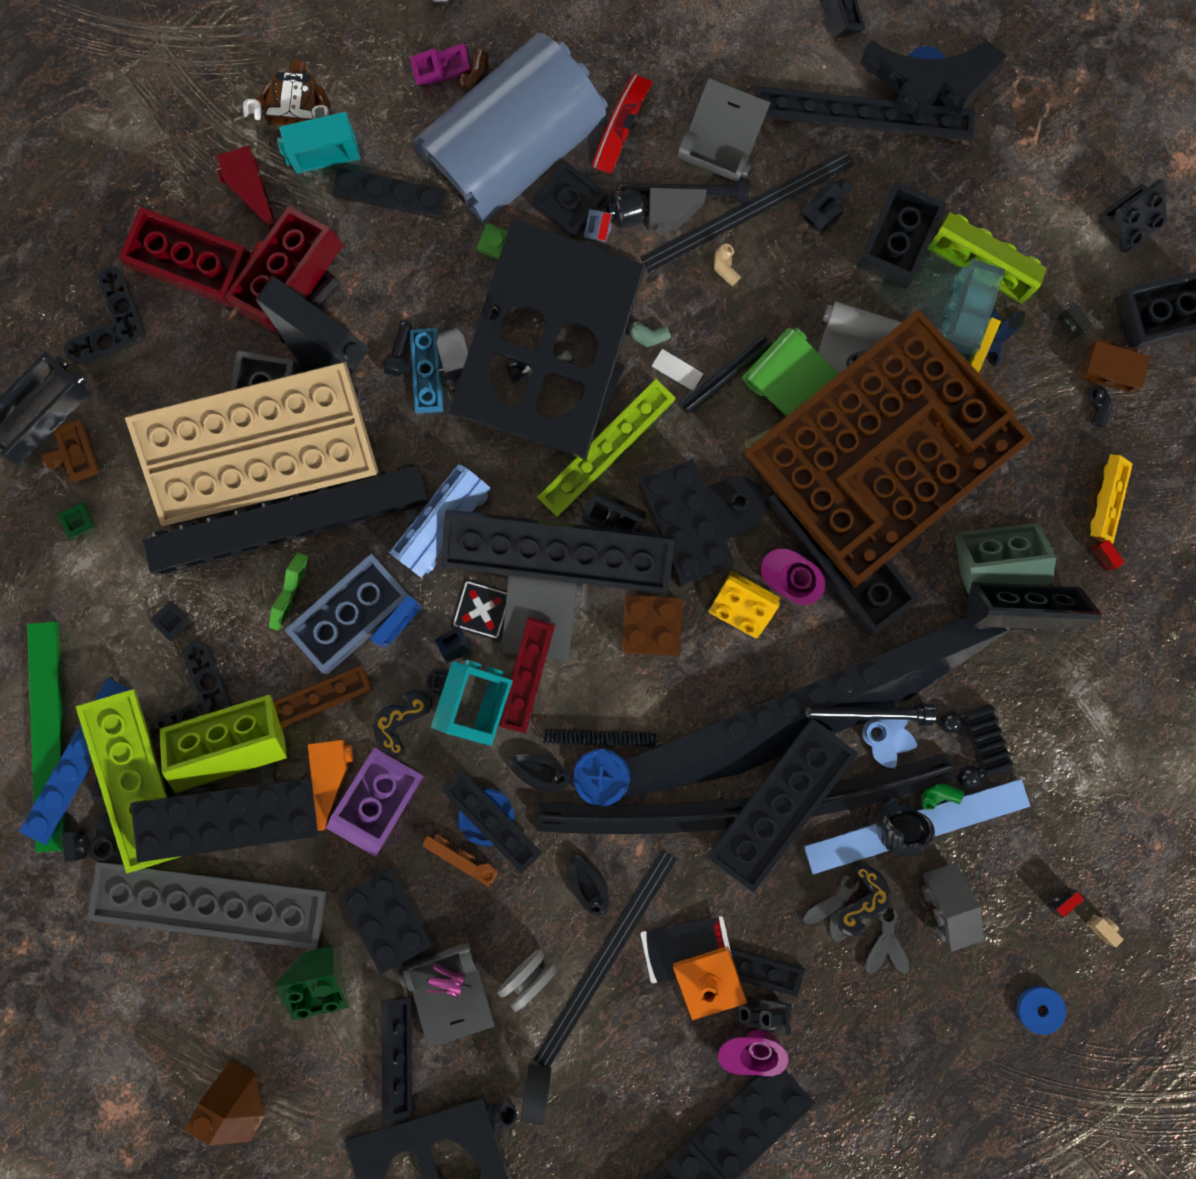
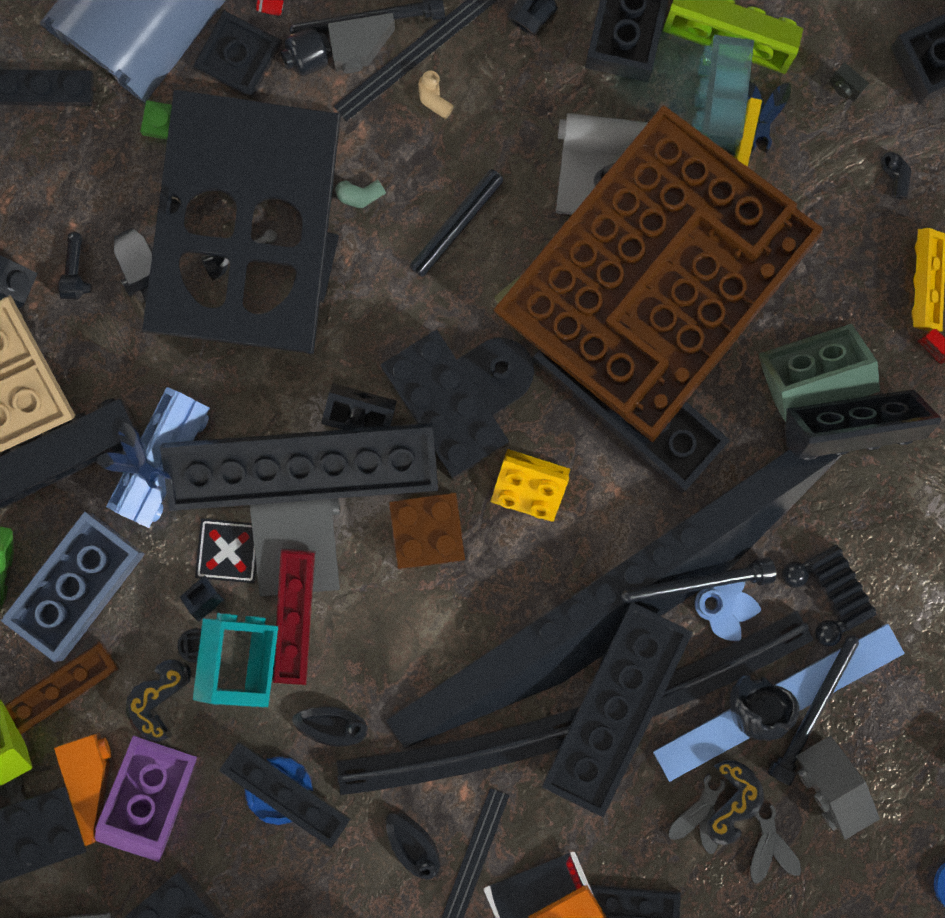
camera: 10 degrees left, 0 degrees up
(396, 622) = (130, 585): blue tile -> none
(421, 518) = (134, 460): none -> dark blue piece
(426, 387) = (114, 304): dark azure tile -> none
(438, 845) = (261, 846): dark orange hinge -> none
(598, 225) = (276, 78): sand blue plate -> none
(601, 777) = (403, 718): blue tile -> none
(606, 448) = (336, 335): lime plate -> none
(619, 738) = (404, 672): black piece -> none
(677, 369) = (401, 227): white sticker -> none
(789, 372) = (530, 205): bright green door -> none
(793, 576) = (579, 441): magenta piece -> none
(912, 881) = (785, 766): none -> black piece
(938, 793) = (796, 659): green arm -> none
(1115, 366) = (904, 126): reddish brown brick -> none

